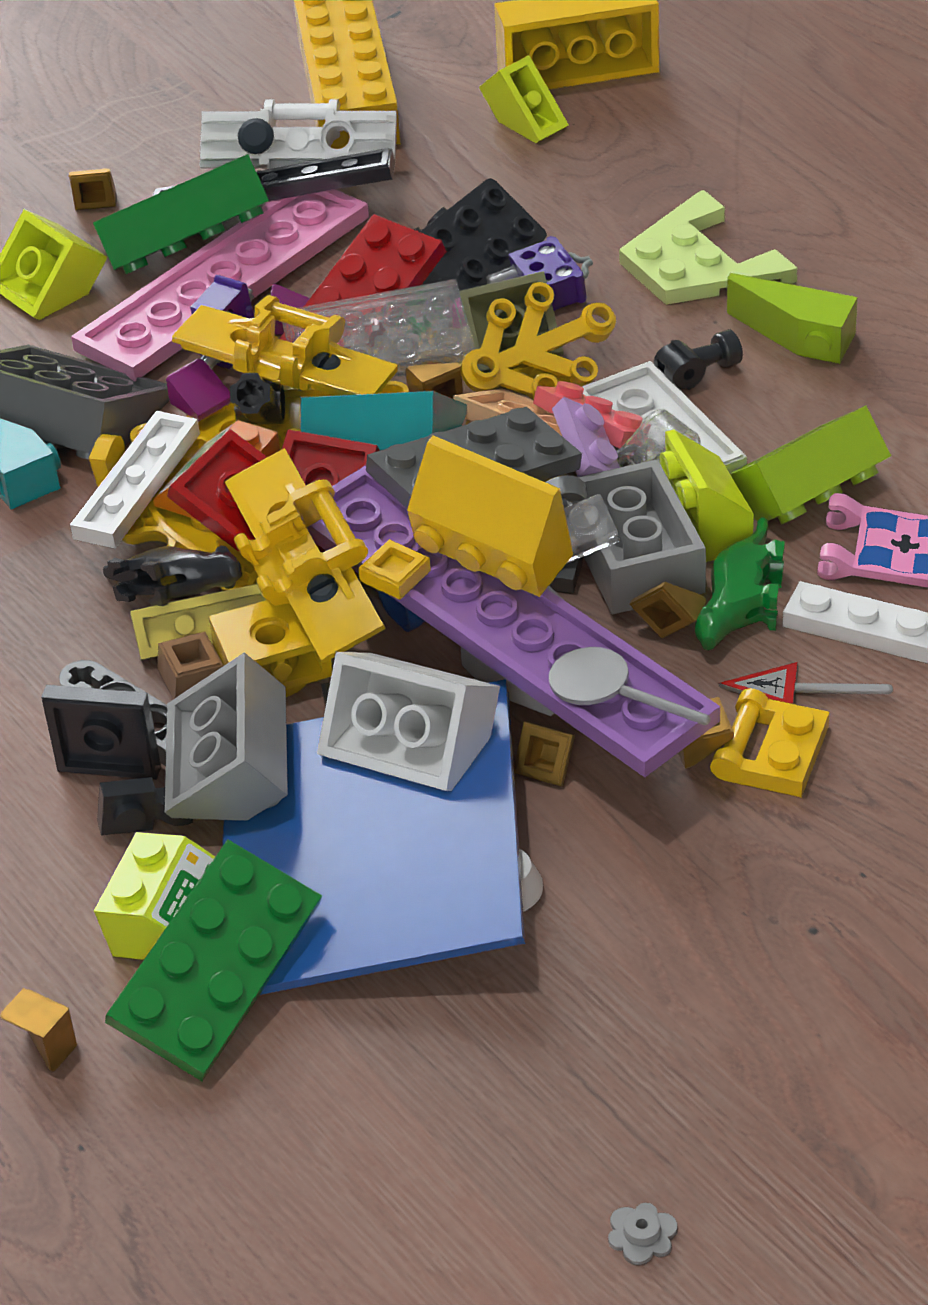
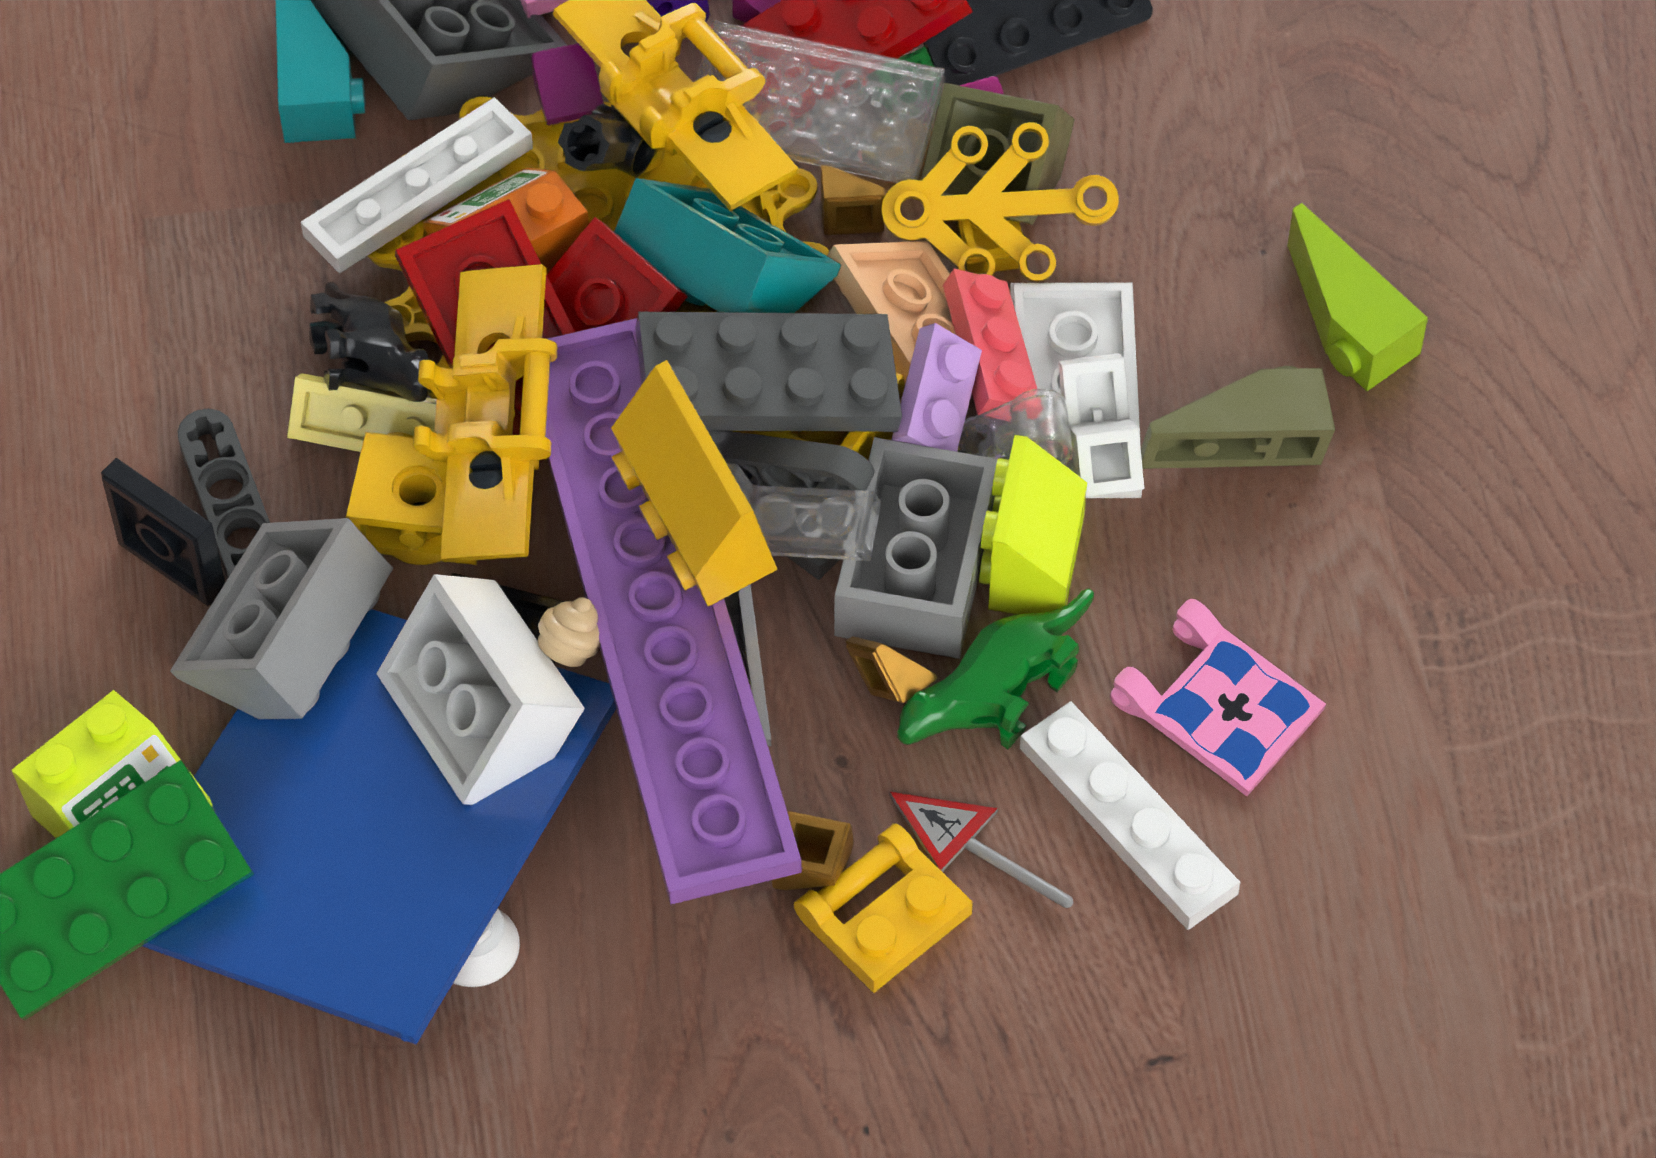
camera: 25 degrees right, 15 degrees up
(105, 455) = (415, 126): yellow tile -> none
(132, 806) = (145, 639): black plate -> none
(186, 662) = (325, 471): medium nougat slope -> none
(394, 569) = (571, 489): yellow tile -> none
(454, 649) = (570, 632): none -> tan plate
(543, 753) = (617, 796): pearl gold slope -> none
(558, 266) = (1096, 85): dark purple piece -> none
(600, 674) = (687, 750): light grey piece -> none
(684, 264) = (1284, 142): yellowish green wing -> none
(687, 366) = (1164, 310): black leg -> none
(718, 436) = (1100, 424): none -> white slope
(791, 394) = (1257, 421): none -> olive slope
(812, 466) = (1192, 541): lime slope -> none

